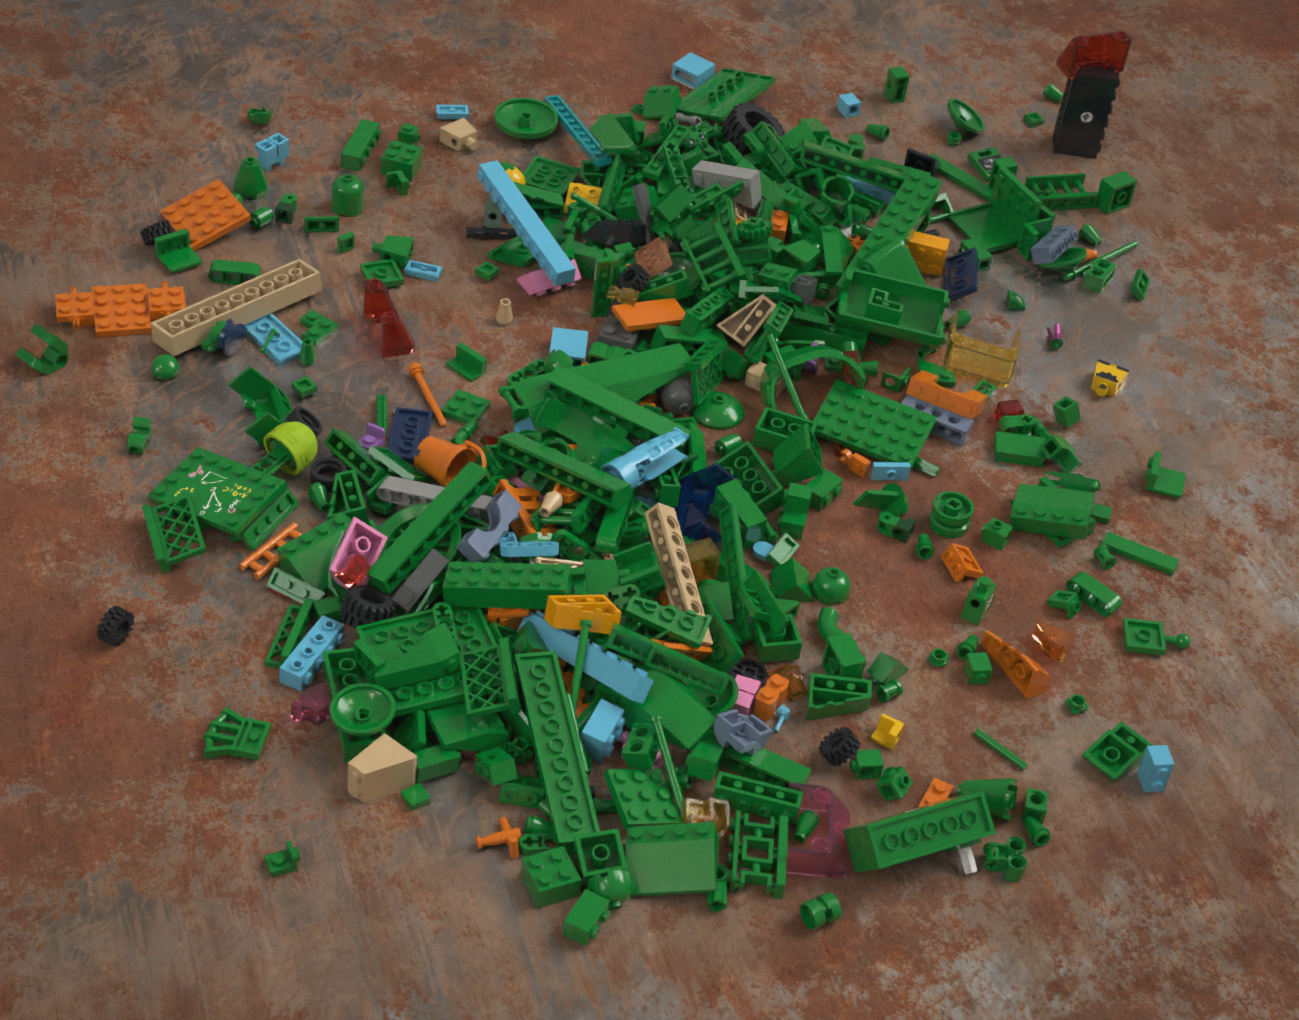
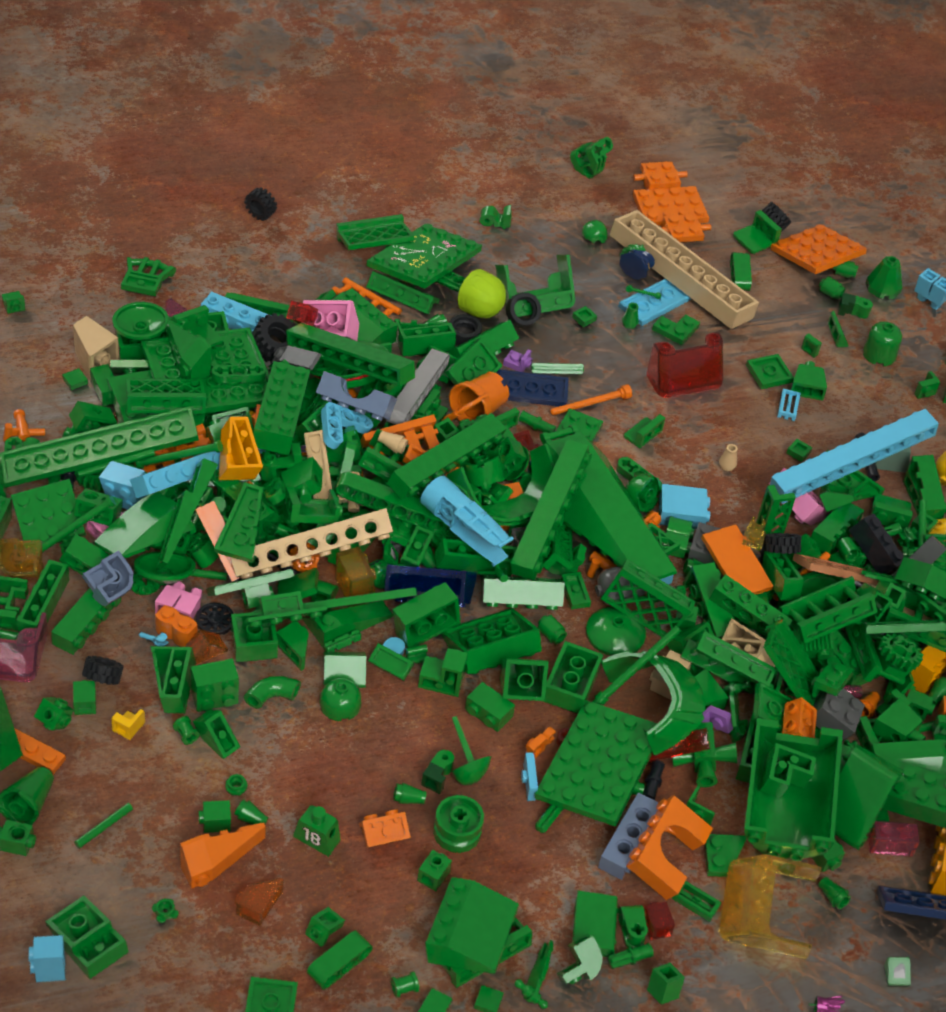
camera: 90 degrees right, 5 degrees up
(821, 303) = (799, 718): none -> orange bracket

